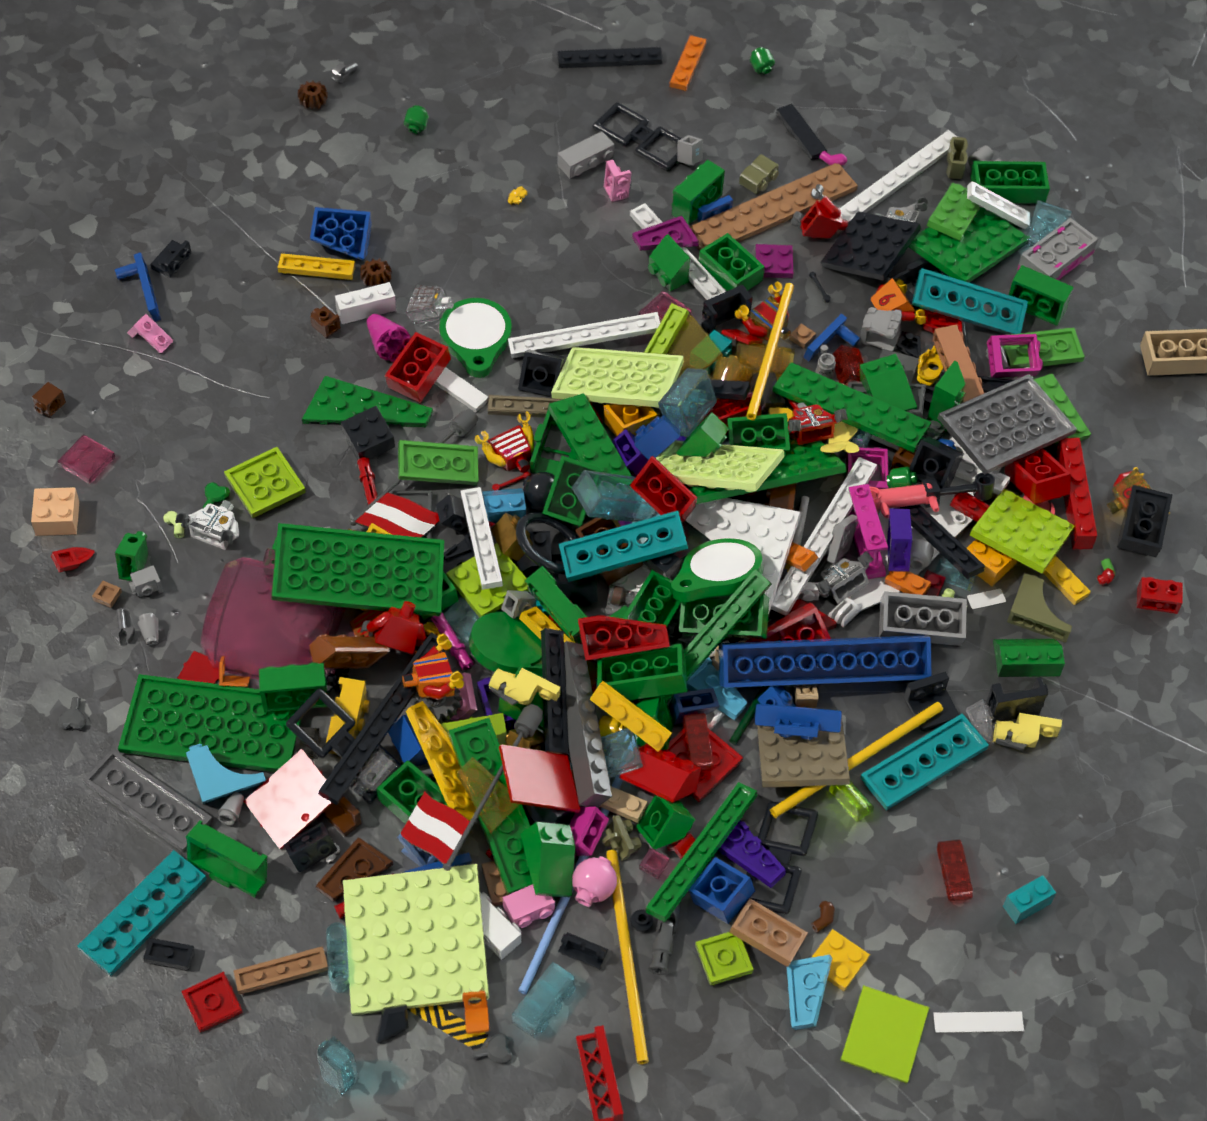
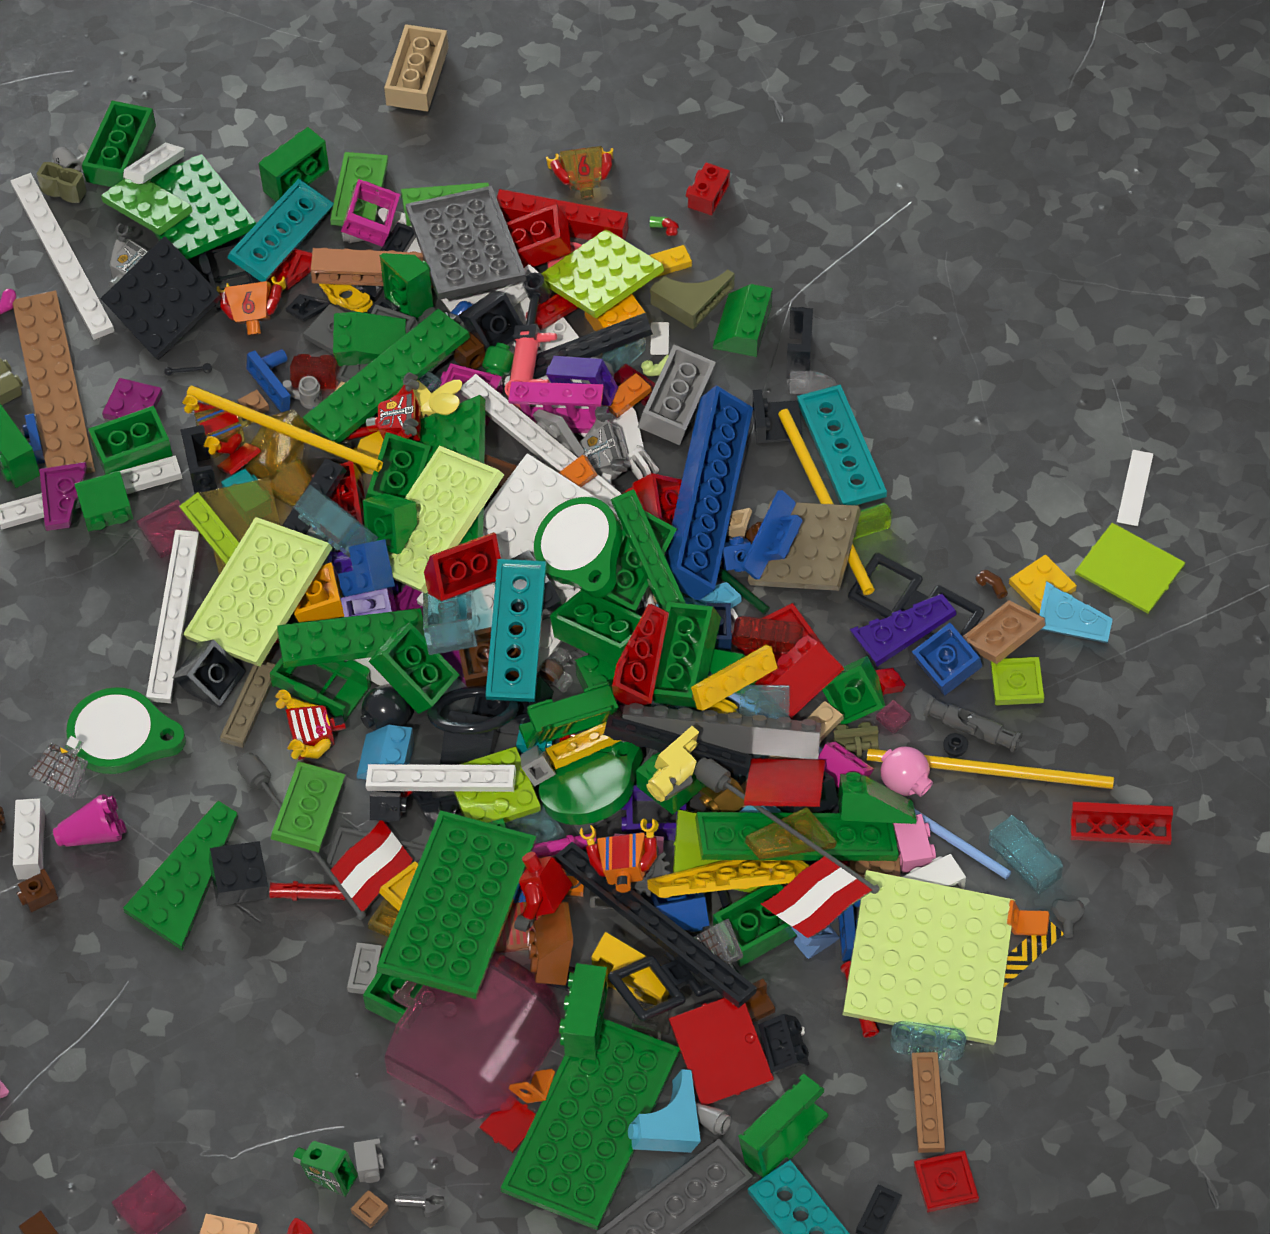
camera: 70 degrees left, 0 degrees up
(149, 628) = (436, 1168): light grey cone -> none
(170, 518) = (286, 1113): yellowish green arm -> none
(212, 524) = (311, 1068): torso -> none
(215, 493) = (259, 1064): green rock -> none
(264, 482) = (262, 1004): lime plate -> none
(337, 1065) = (1067, 1054): clear light blue brick -> none
(357, 862) = (821, 1005): reddish brown wing -> none
(392, 1021) = (1016, 1002): black piece -> none
(417, 367) = (158, 797): red brick -> none
(461, 390) = (187, 773): white tile -> none
(498, 486) = (355, 760): red hinge -> none
(505, 535) = (443, 749): pearl gold brick -> none
(582, 950) = (976, 806): black hinge -> none
(701, 852) = (900, 663): green plate -> none
(821, 219) = (103, 336): red torso -> none
(881, 328) = (281, 321): light grey piece -> none
(954, 870) = (972, 456): clear red beam -> none
(1025, 730) = (833, 349): light yellow plate -> none
(1029, 899) = (1022, 403): teal brick -> none
(1045, 220) = (185, 132): clear light blue wing -> none
(1060, 250) = (238, 131): light grey piece -> none
(1145, 521) = (623, 168): black slope -> none

